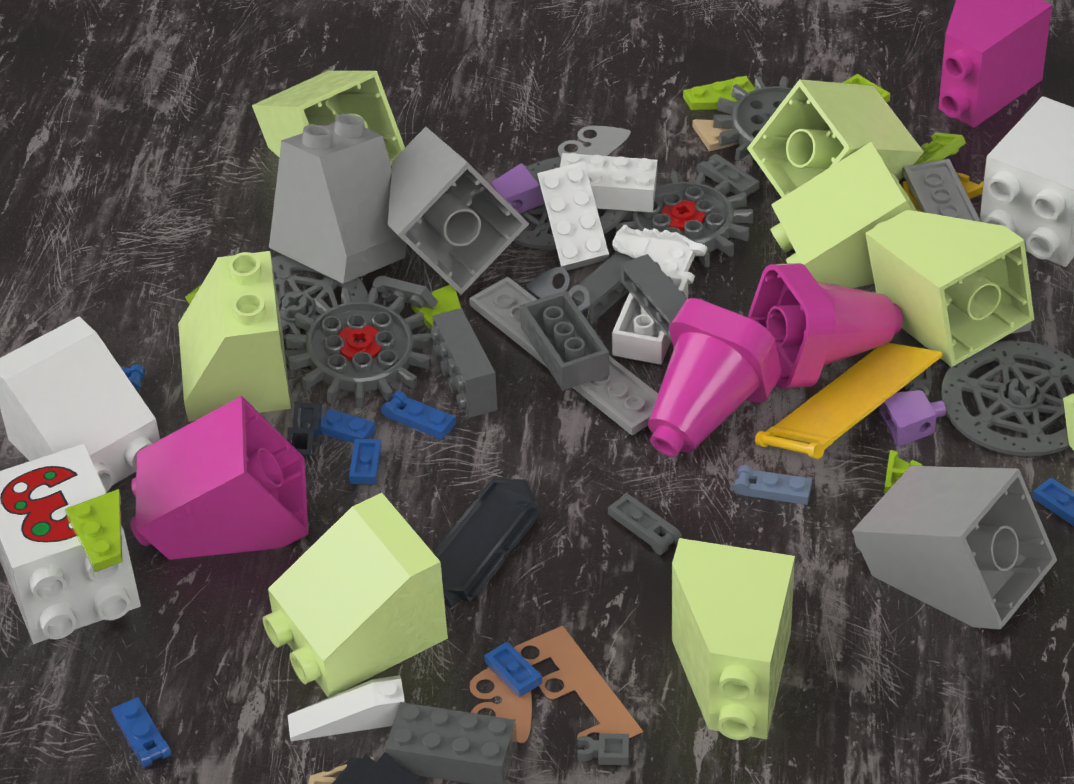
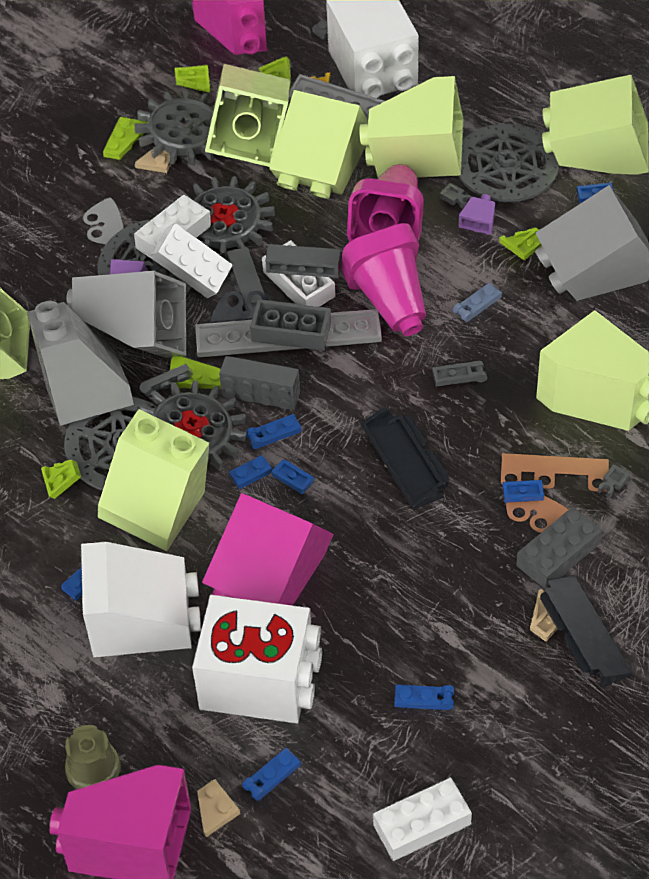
camera: 55 degrees left, 10 degrees up
(99, 529) = (301, 619): lime wing -> none
(306, 432) = (238, 484): black brick -> none
(353, 710) = (489, 579): white wedge -> none
(358, 599) = (428, 529): yellowish green slope -> none
(668, 249) = (252, 240): white animal -> none
(720, 169) = (202, 176): dark grey plate -> none
(848, 399) = (449, 232): yellow flag -> none

